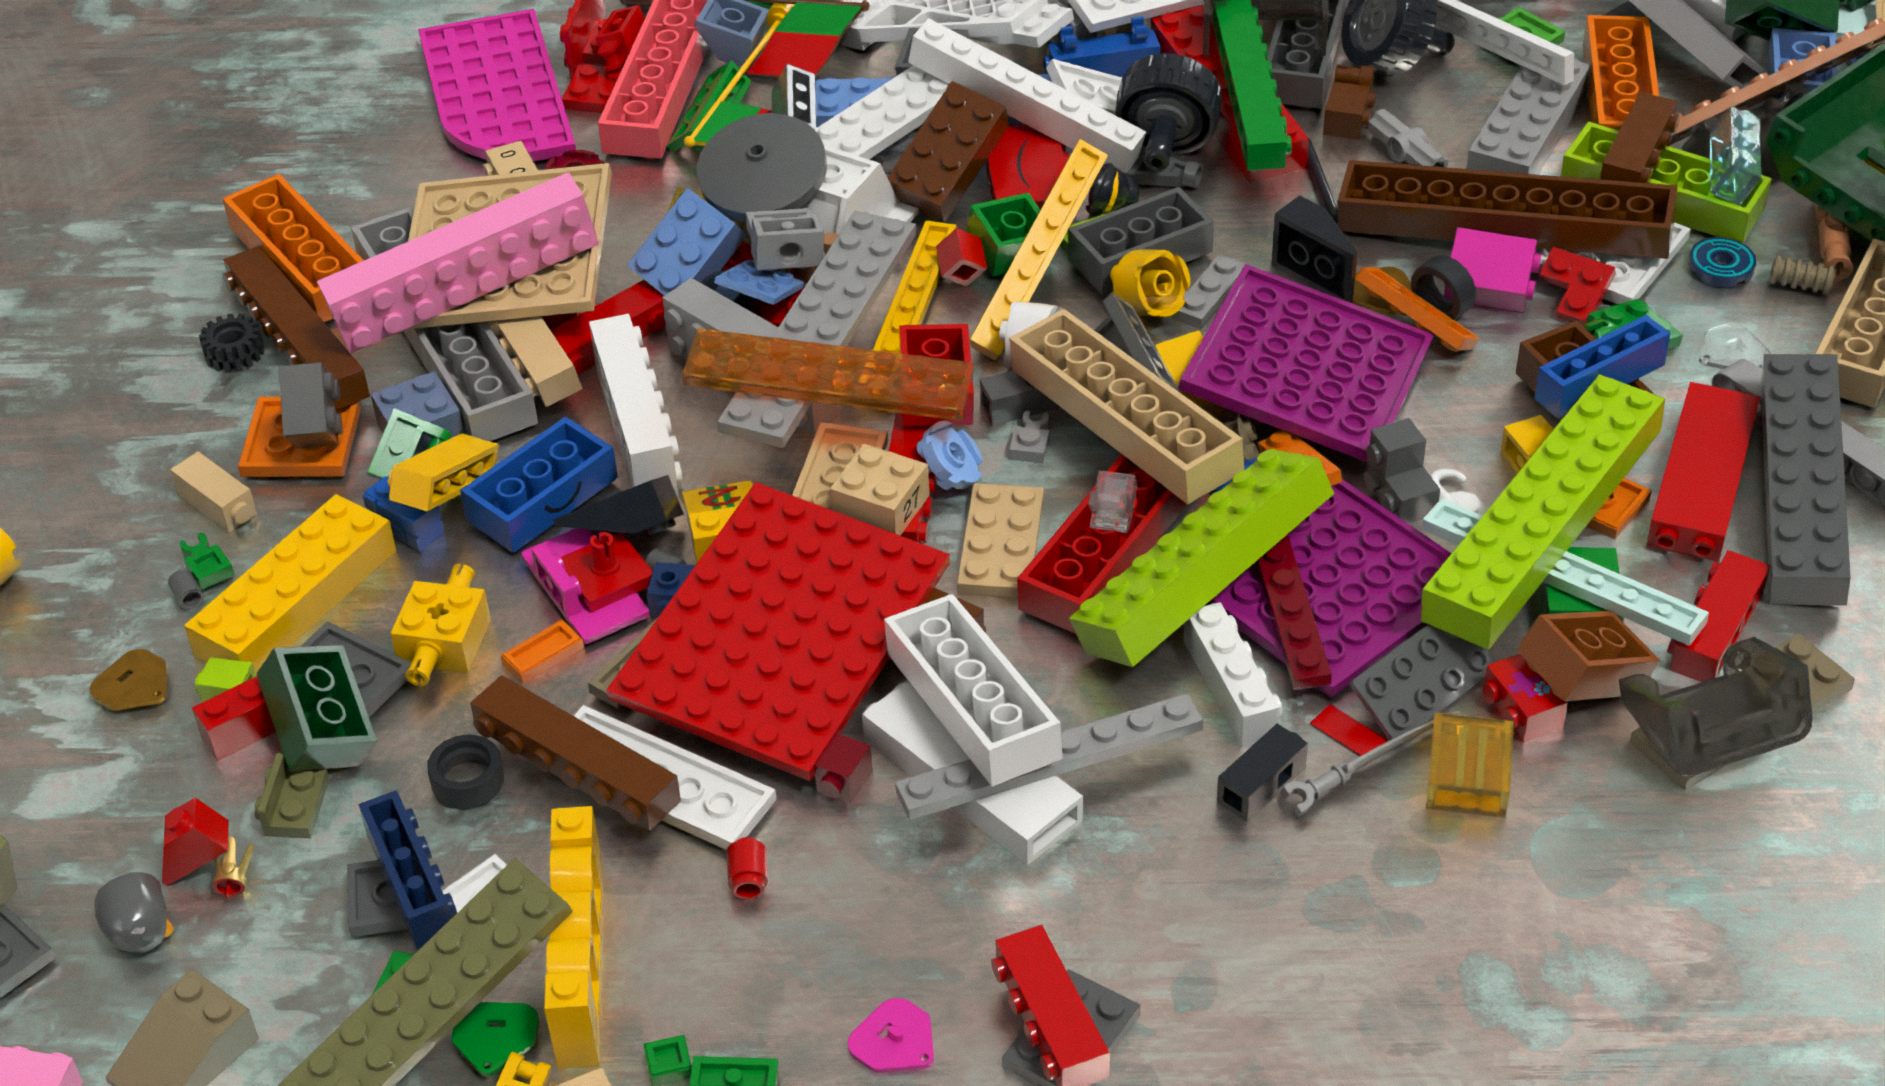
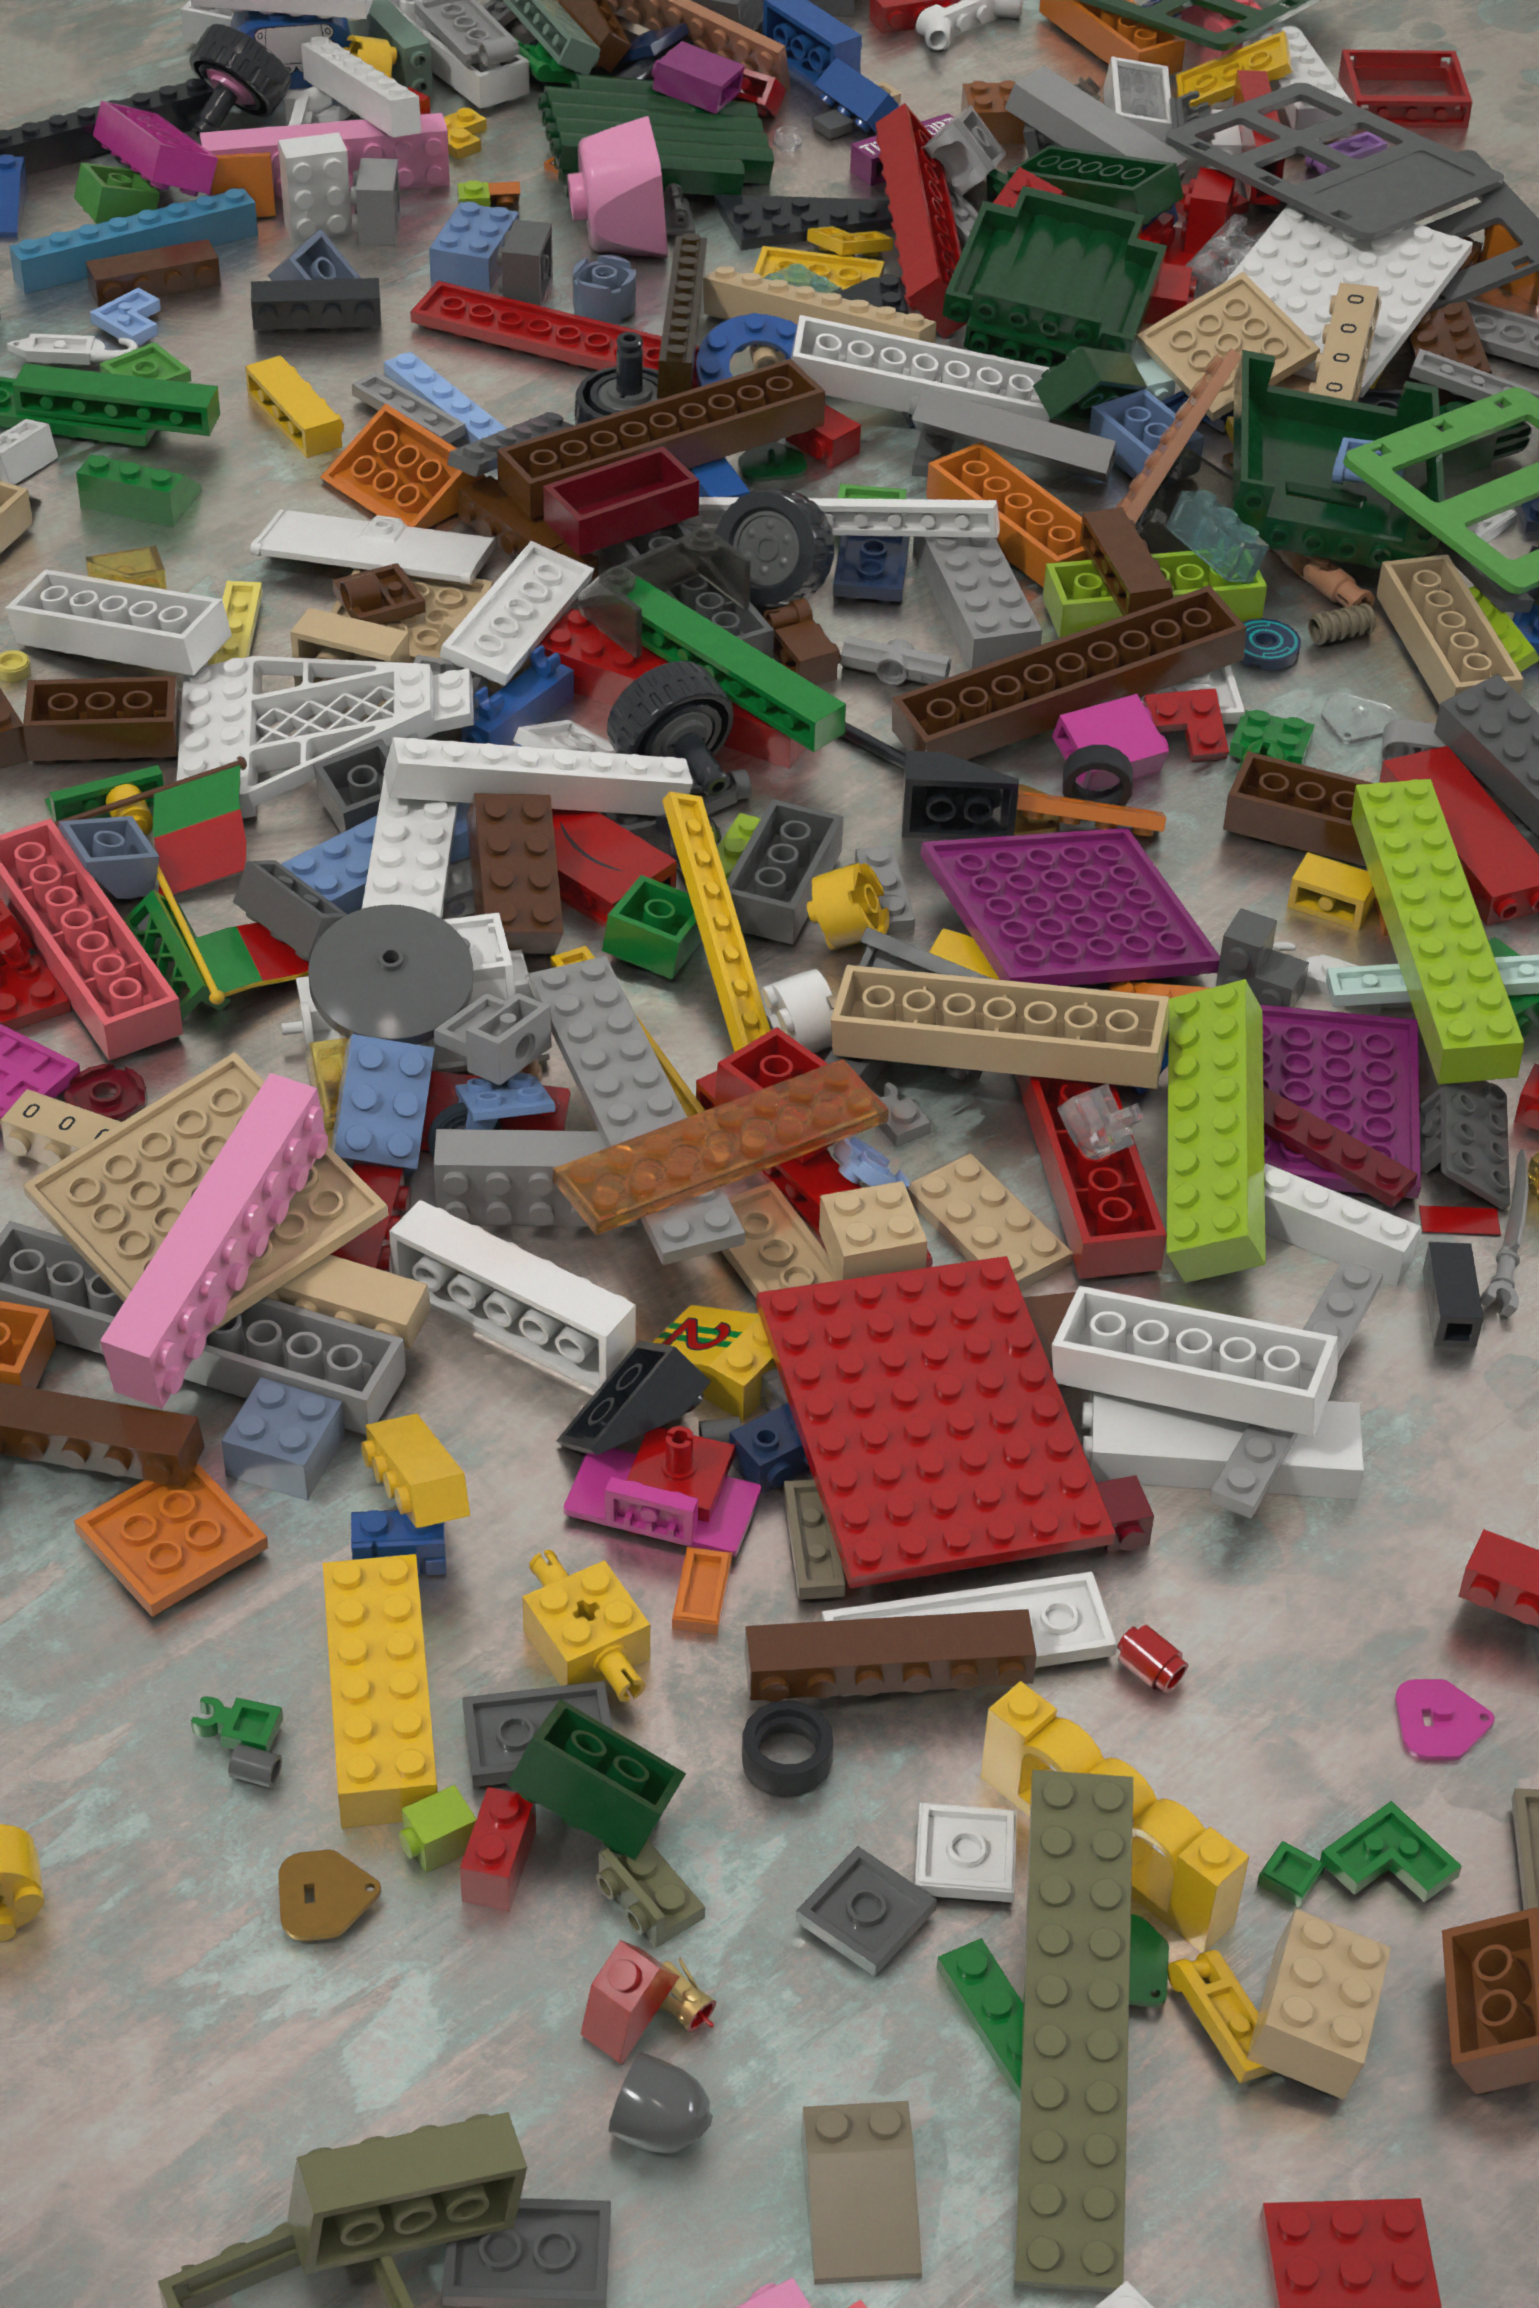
camera: 45 degrees left, 0 degrees up
(213, 491) = (155, 1648): tan brick -> none
(309, 405) = (202, 1485): dark grey brick -> none
(401, 440) = (328, 1478): plate -> none
(406, 866) = (890, 1865): dark blue brick -> none
(539, 484) = (509, 1427): blue brick -> none
(961, 257) = (639, 973): red brick -> none
(1472, 74) = (871, 567): none -> dark blue plate
(1620, 355) = (1337, 779): blue brick -> none

